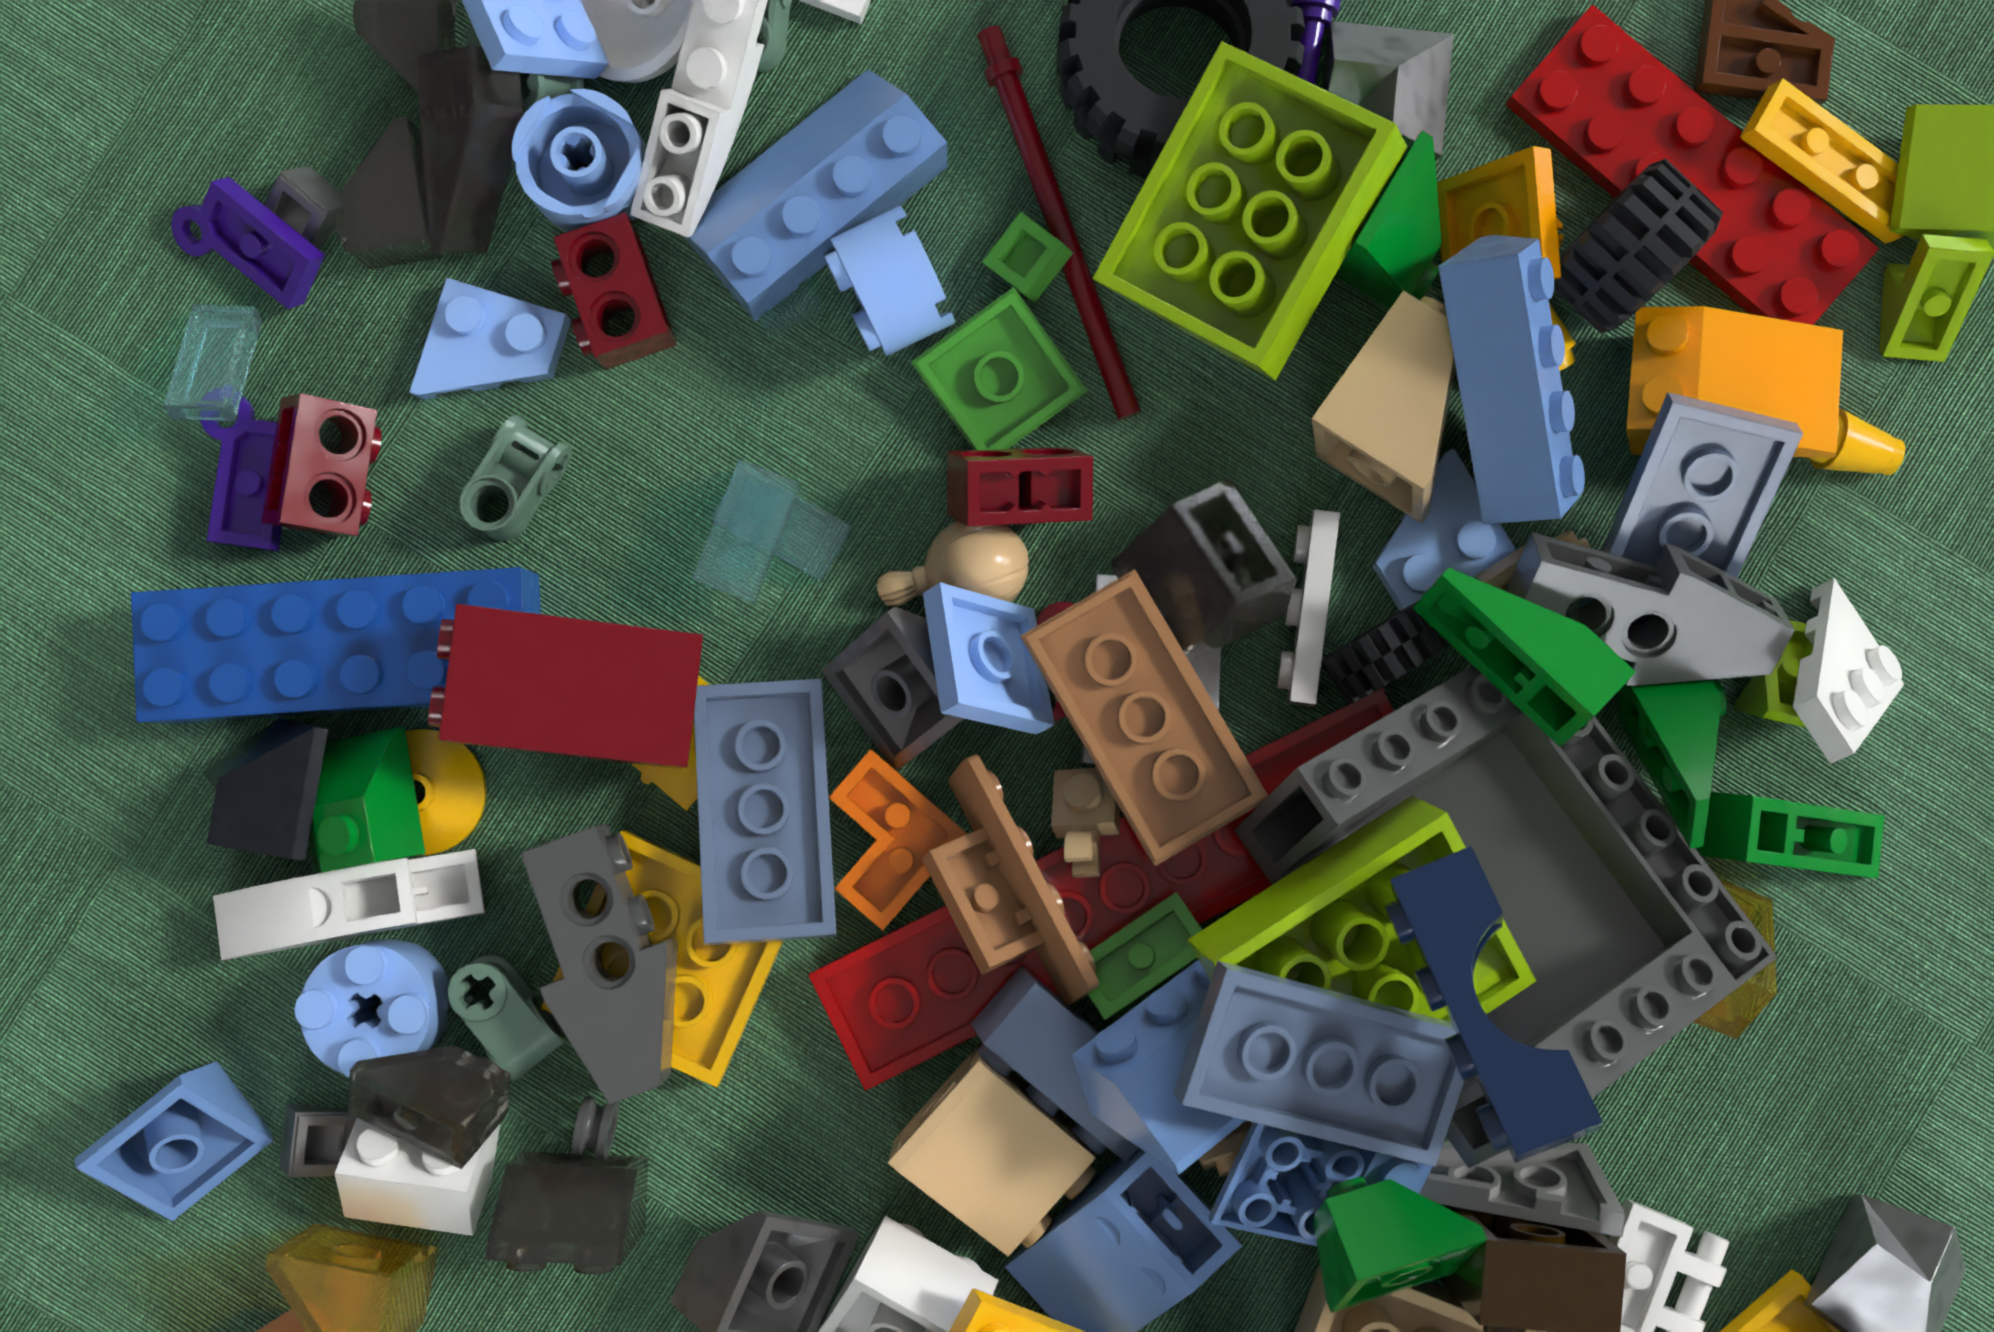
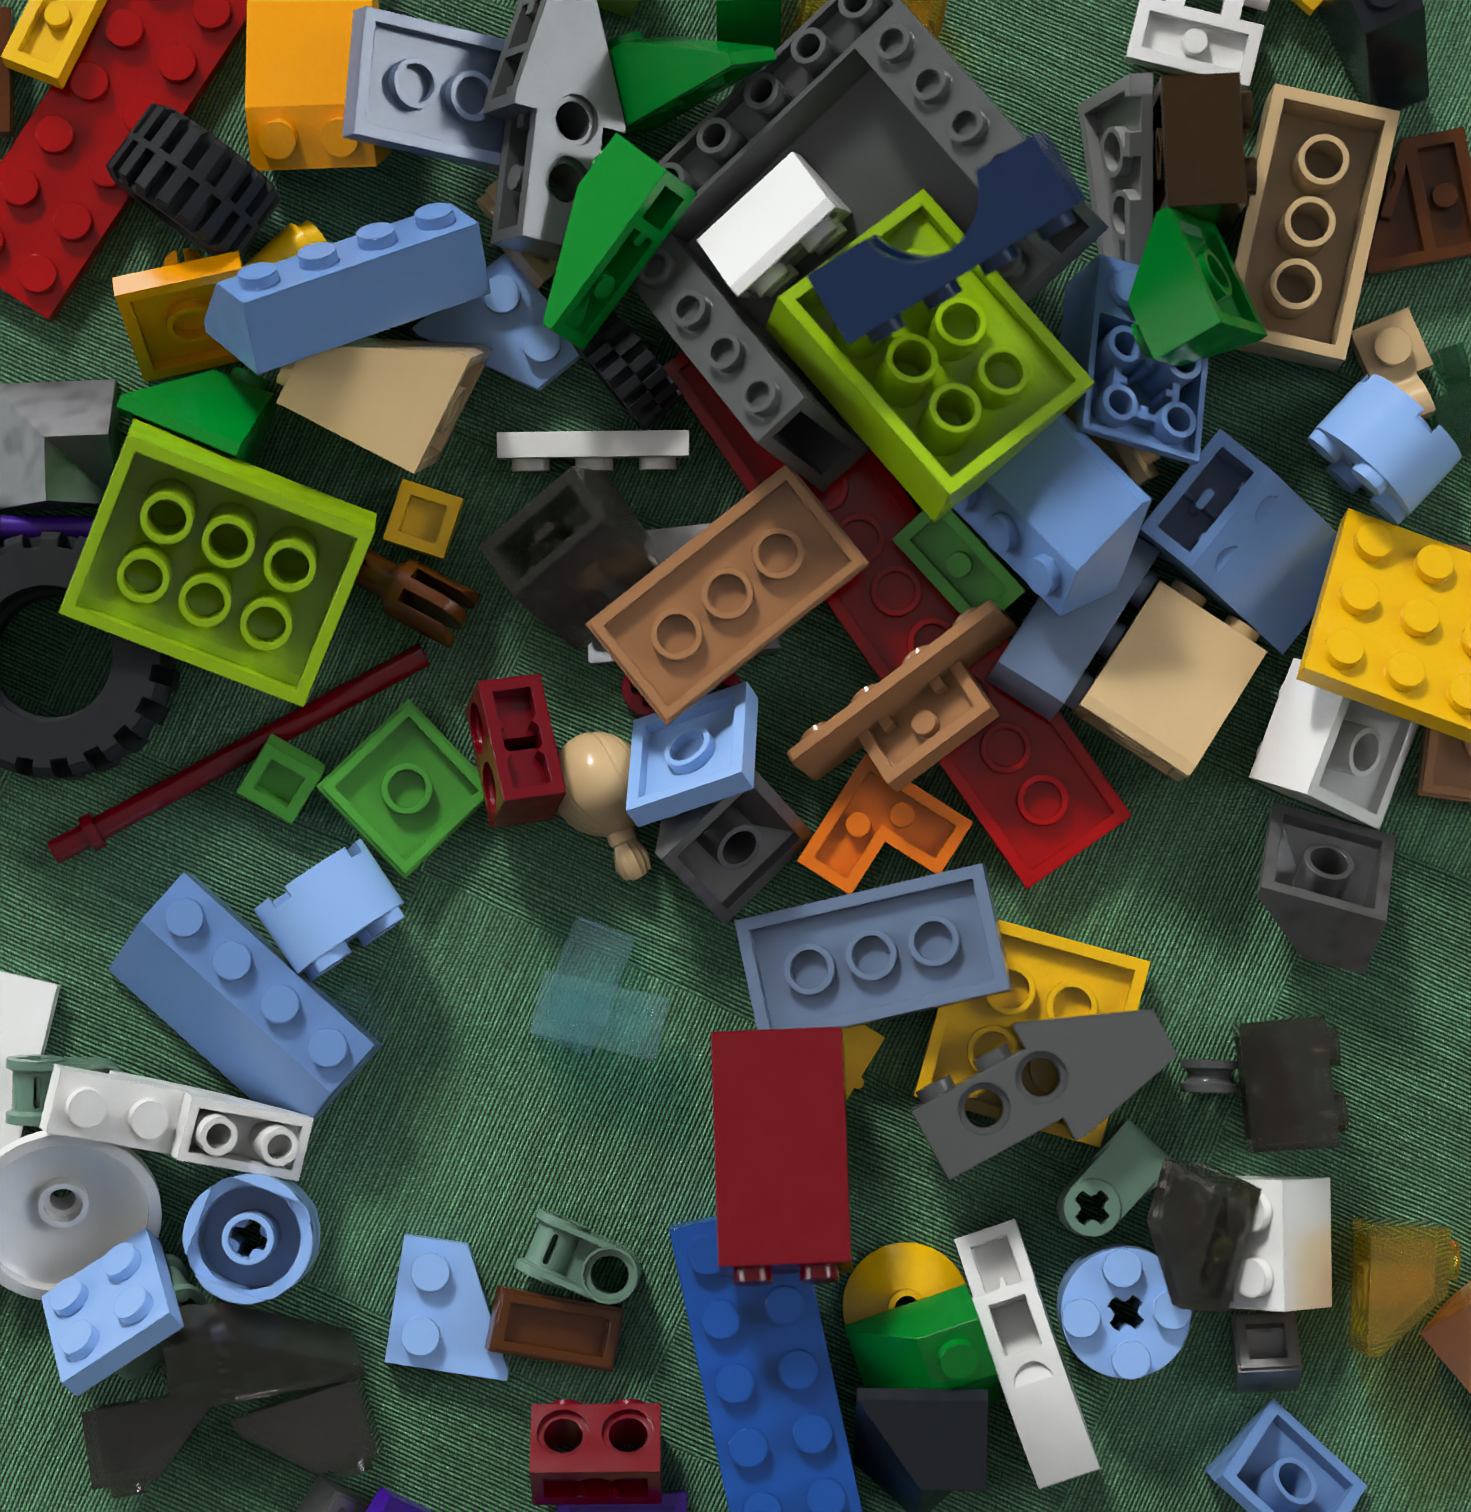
camera: 95 degrees left, 0 degrees up
(451, 443) = (554, 1328): none -> reddish brown tile
(623, 288) = (370, 1176): dark red brick -> none
(1082, 814) = (828, 641): tan plate -> none
(1197, 402) = (417, 595): none -> reddish brown arm
(1262, 432) = (423, 519): none -> yellow plate
(1321, 1065) = (1029, 381): sand blue plate -> none
(1511, 820) = (774, 229): none -> white slope

